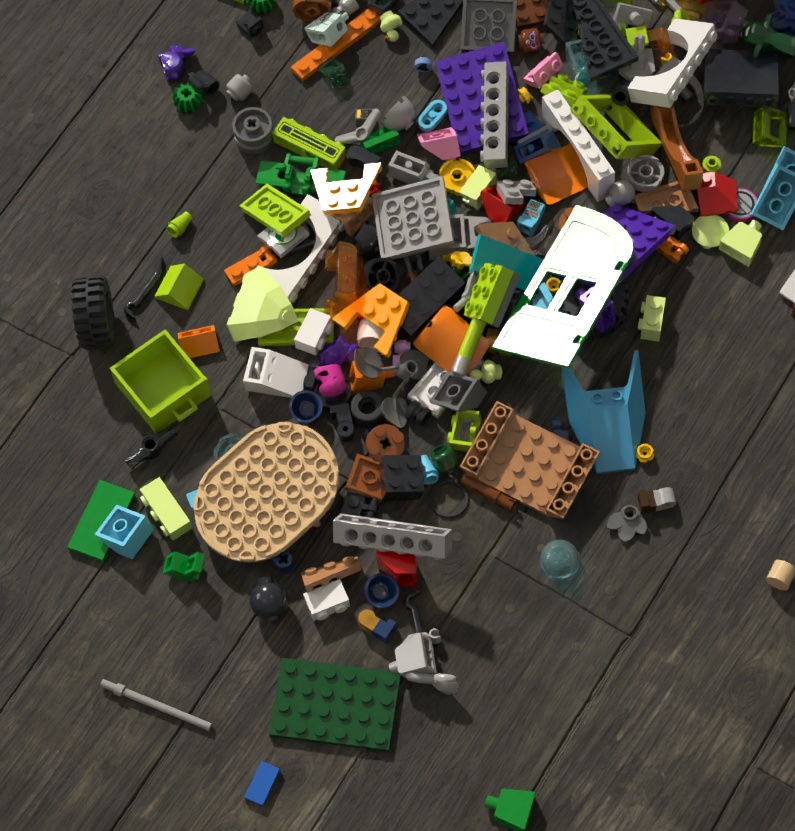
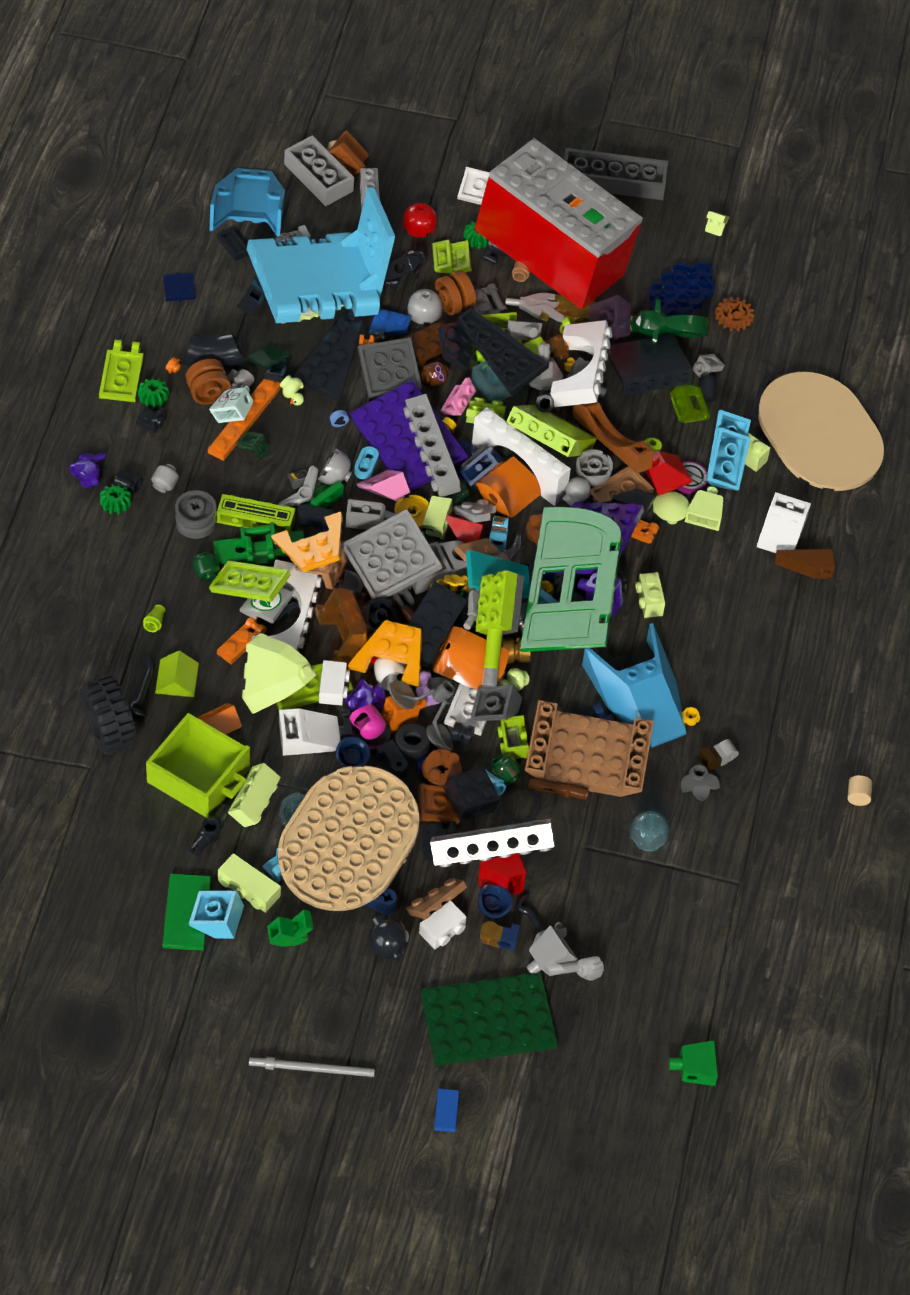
camera: 30 degrees left, 10 degrees down
(201, 424) = (254, 795): none -> yellowish green brick
(244, 184) = (206, 566): none -> dark green head

